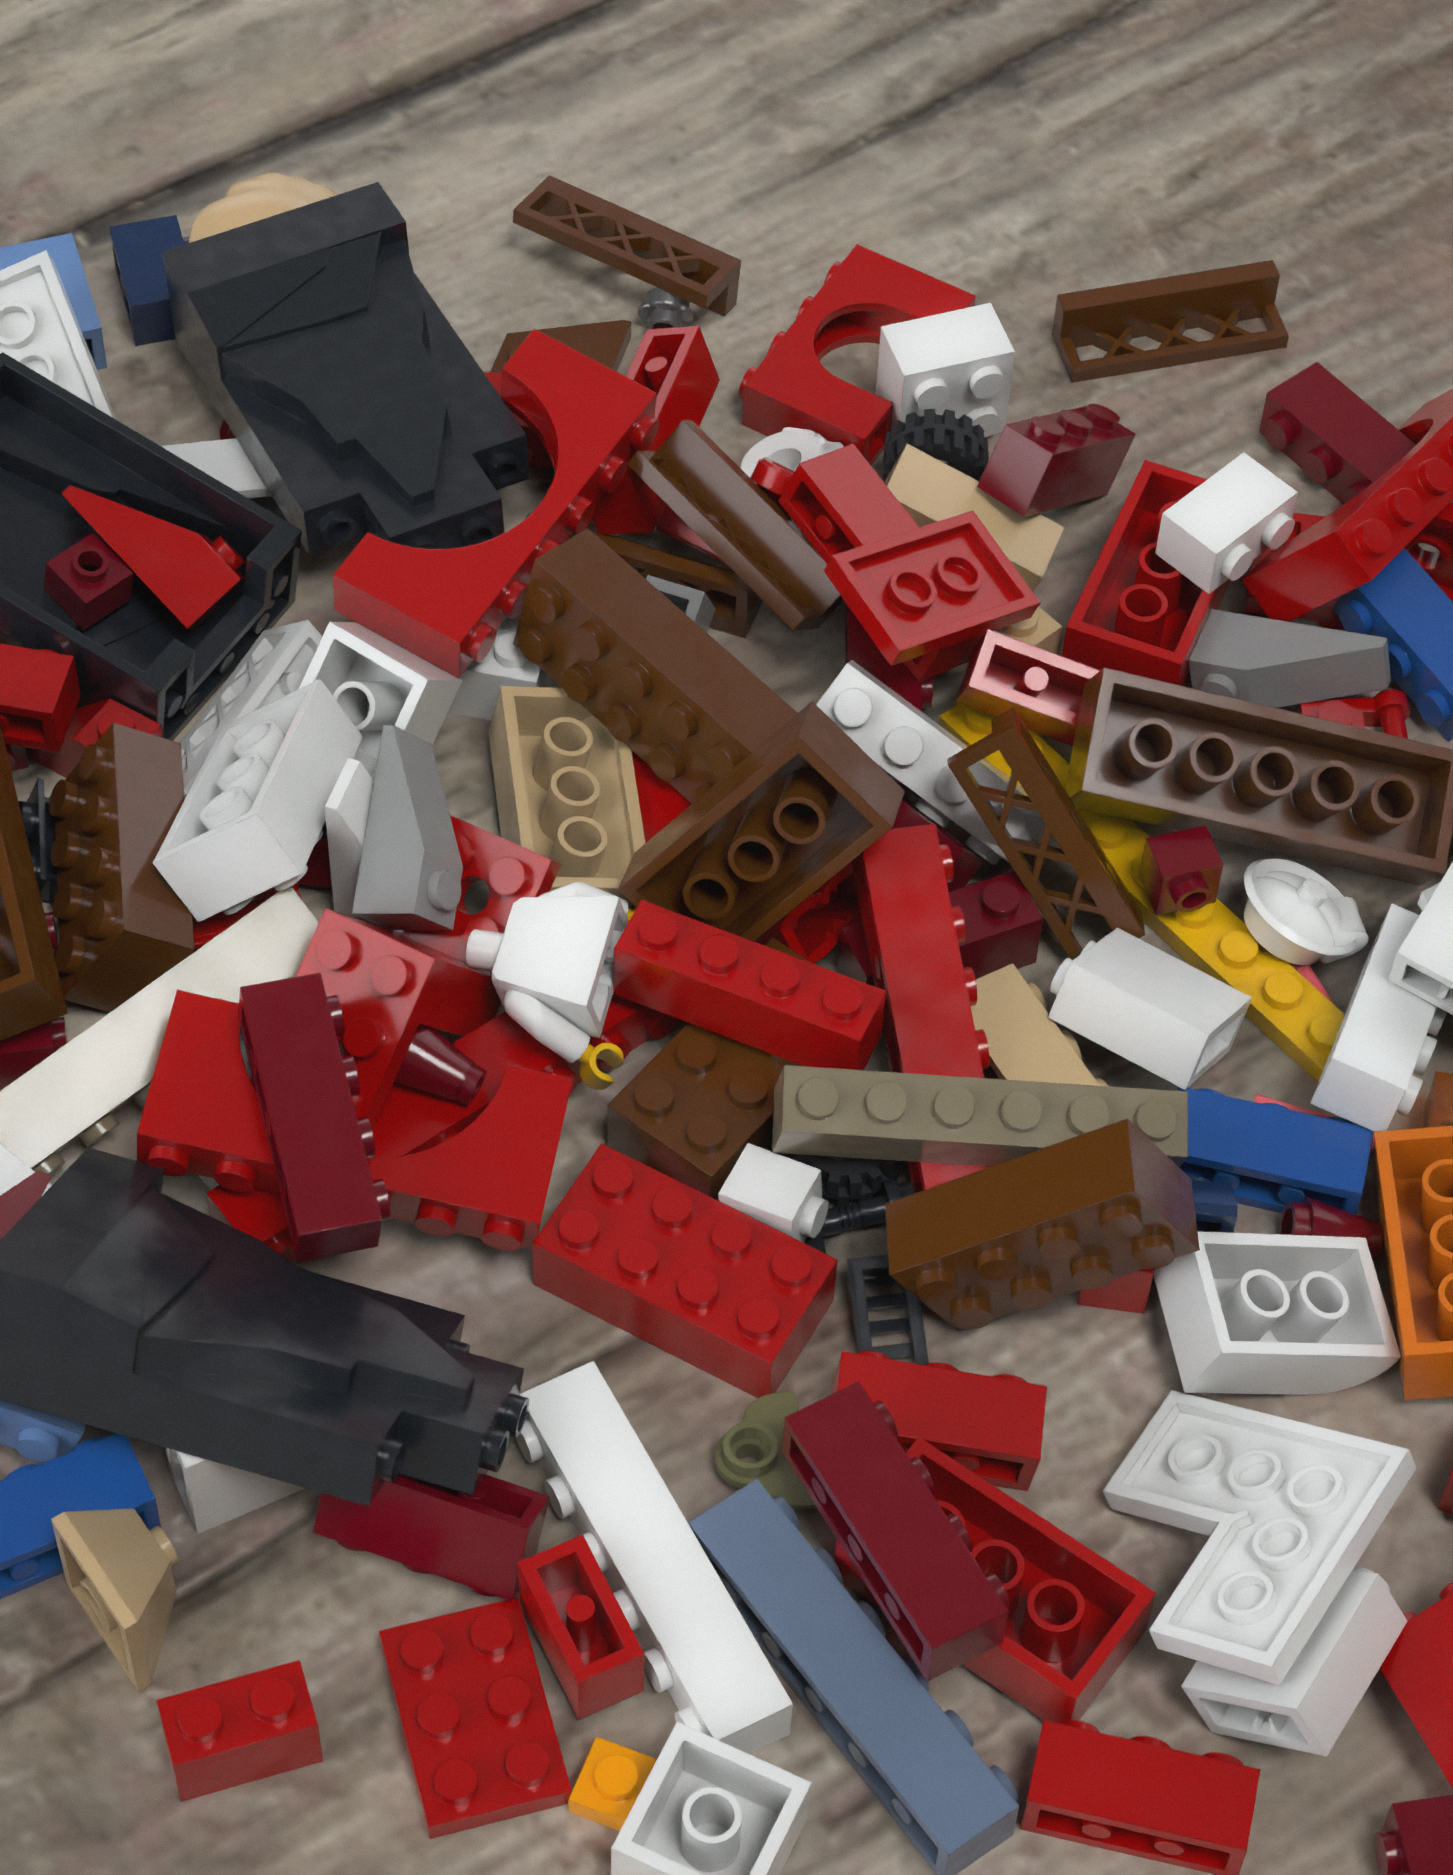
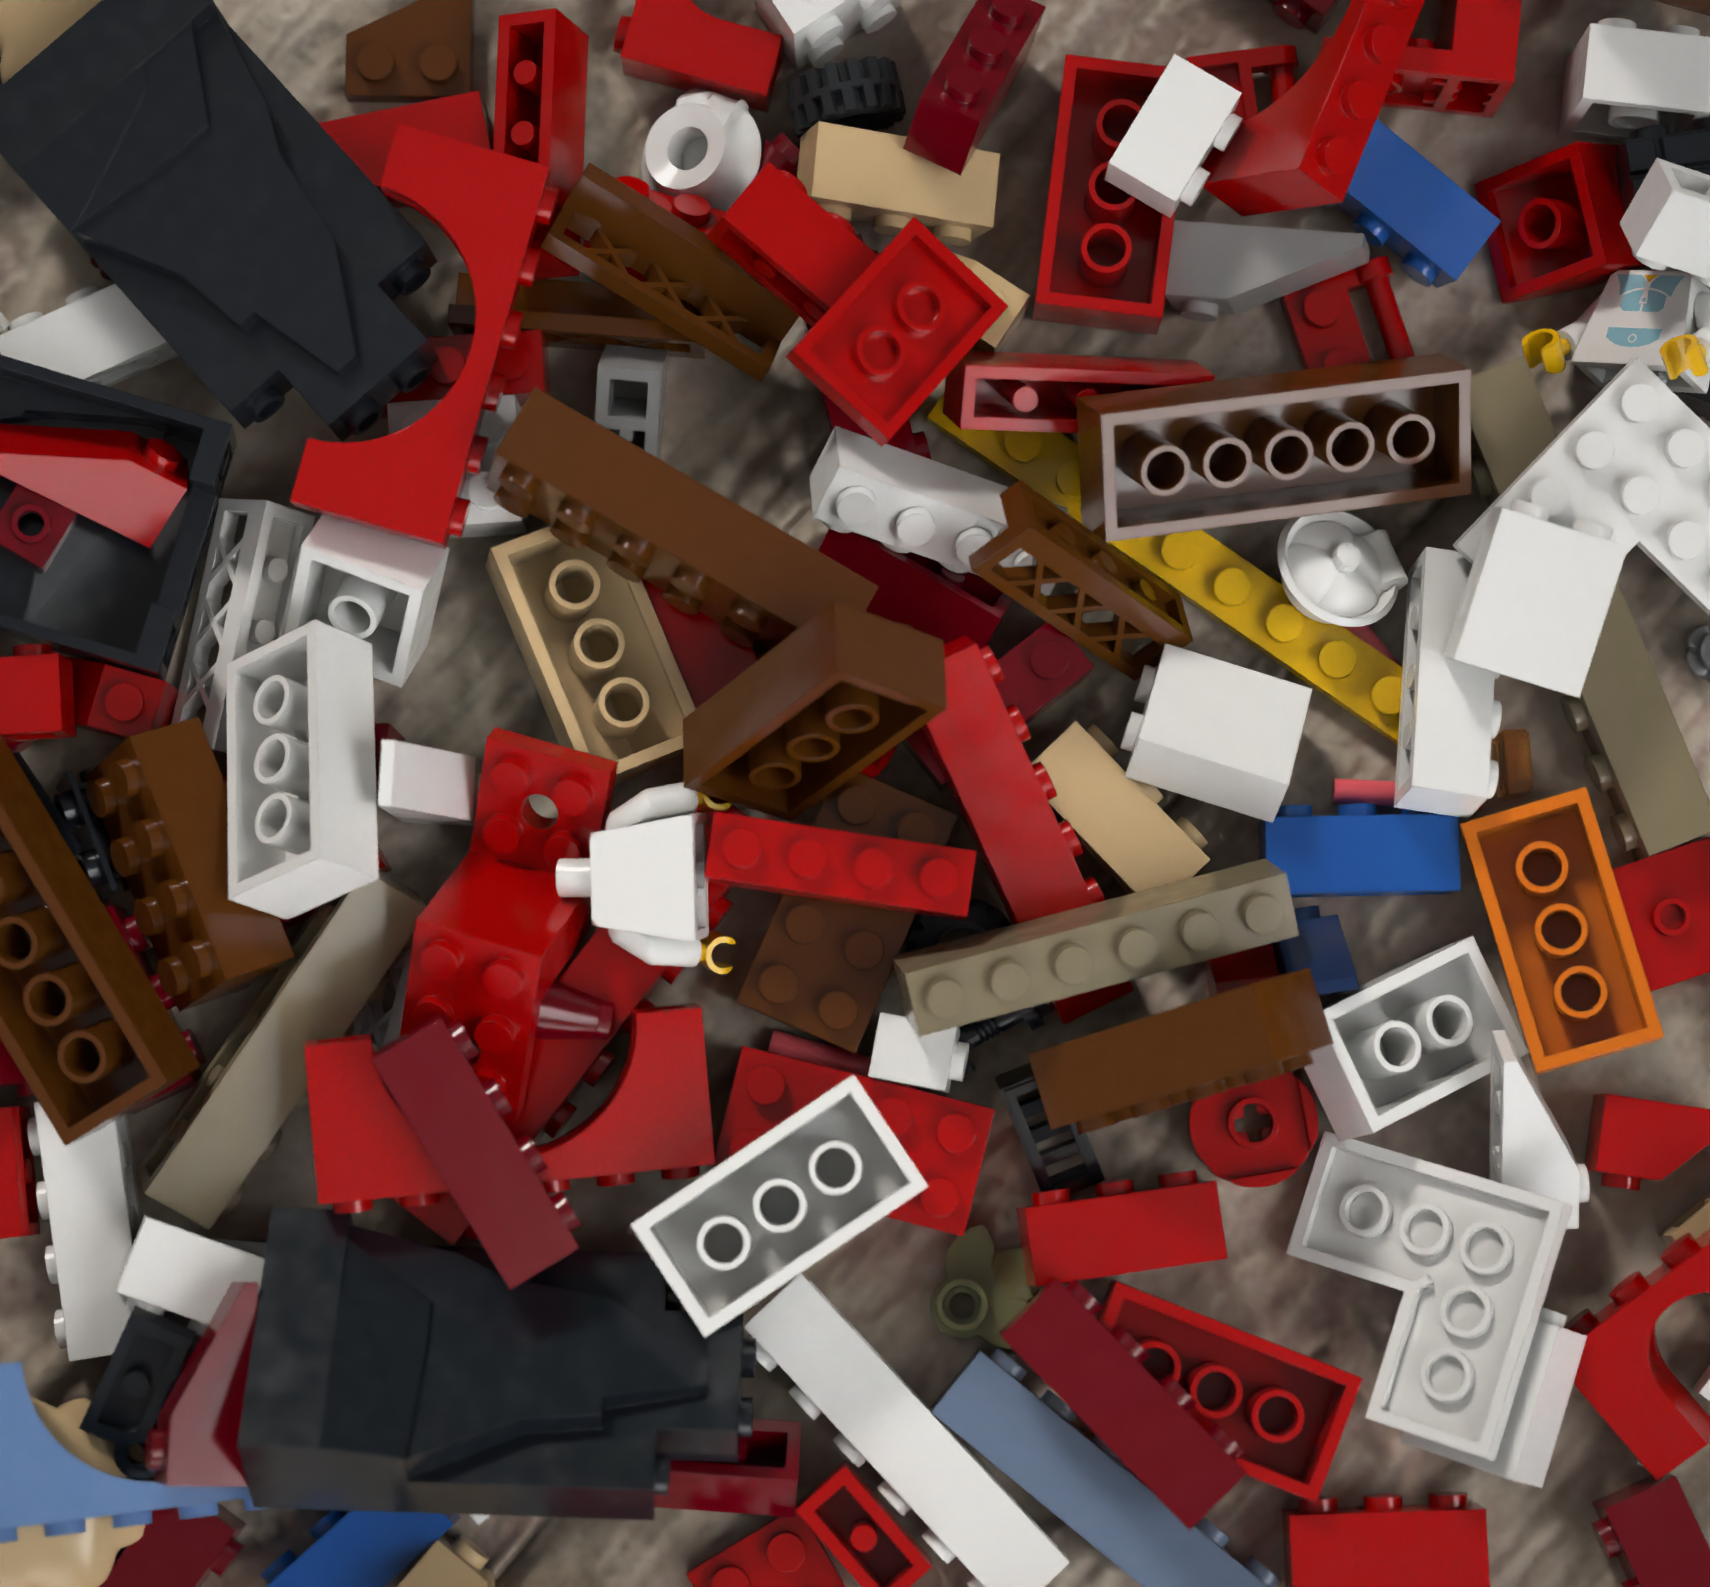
camera: 10 degrees left, 30 degrees up
(409, 846) = (467, 794): light grey slope -> none
(595, 1252) = (779, 1205): none -> white brick
(772, 475) = (698, 195): red tile -> none
(1092, 1401) = (1282, 1144): none -> red plate
(1181, 870) = (1215, 568): dark red plate -> none
(1321, 1219) = (1432, 921): dark red cone -> none
(1385, 1412) = (1525, 1137): none -> white slope

